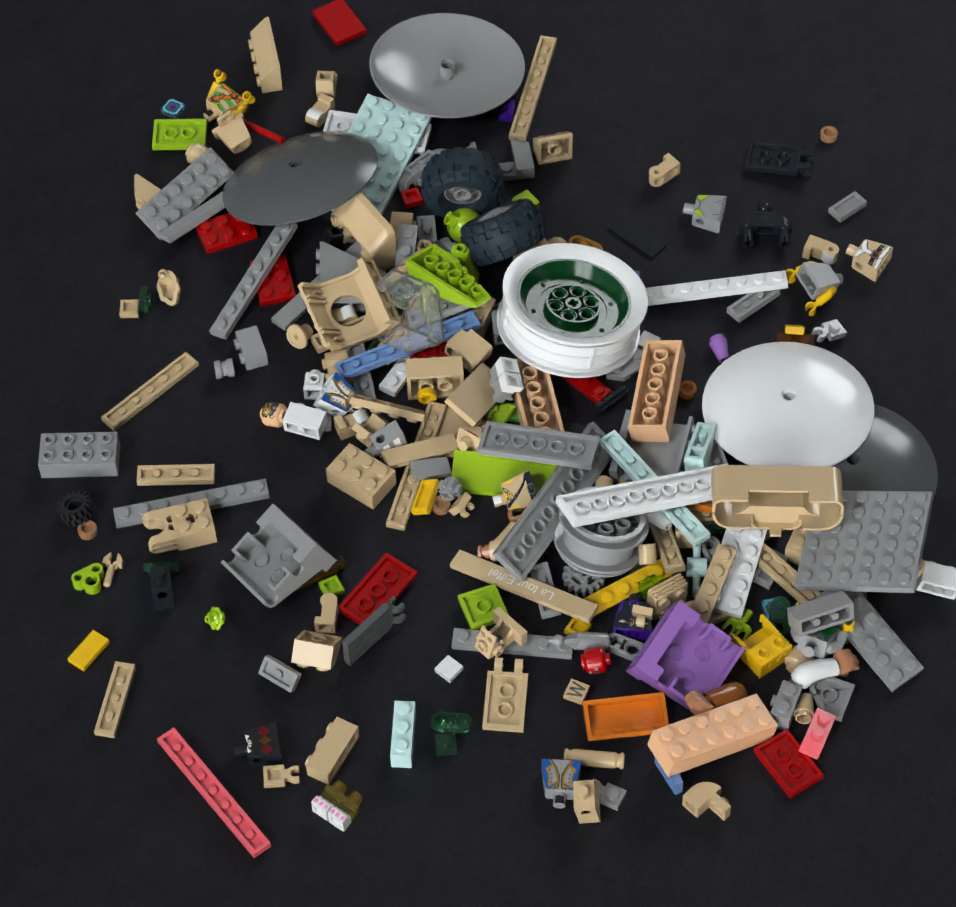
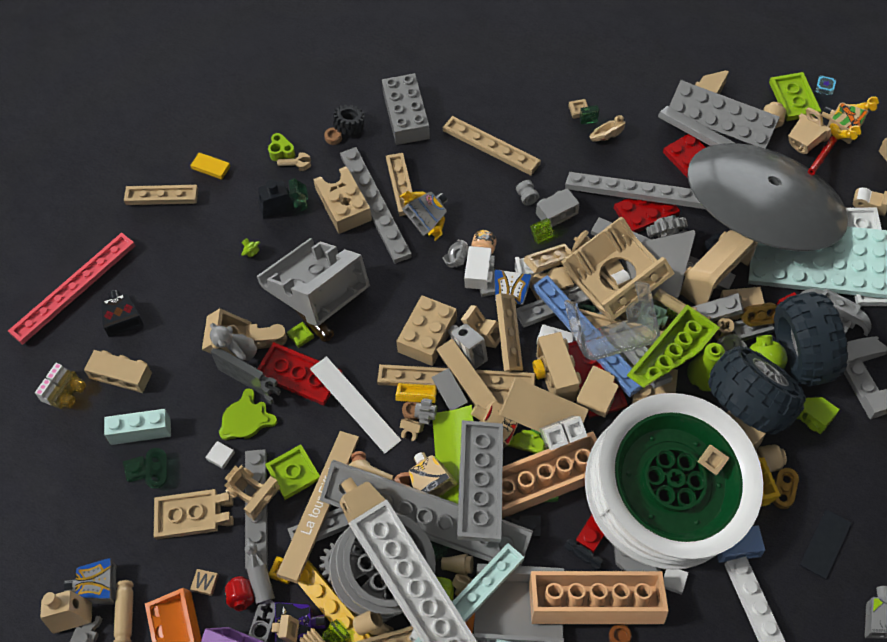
camera: 80 degrees right, 5 degrees up
(225, 454) = (425, 211): none -> torso
(272, 365) = (542, 230): none -> clear neon green tile
(276, 775) = (90, 333): tan plate -> none
(279, 673) = (197, 310): light grey plate -> none
(280, 438) = (456, 254): none -> light grey hair
(307, 263) = (666, 226): none -> light grey gear
(310, 362) = (547, 258): none -> tan tile
(341, 627) = (237, 344): none -> light grey piece
(344, 424) = (486, 305): tan leg -> none
(413, 644) = (245, 418): none -> lime tile
(421, 217) = (759, 314): none -> pearl gold plate
(424, 547) = (355, 404): none -> white sticker
(544, 535) = (358, 498): none -> tan torso
(564, 273) = (713, 459): none -> tan plate

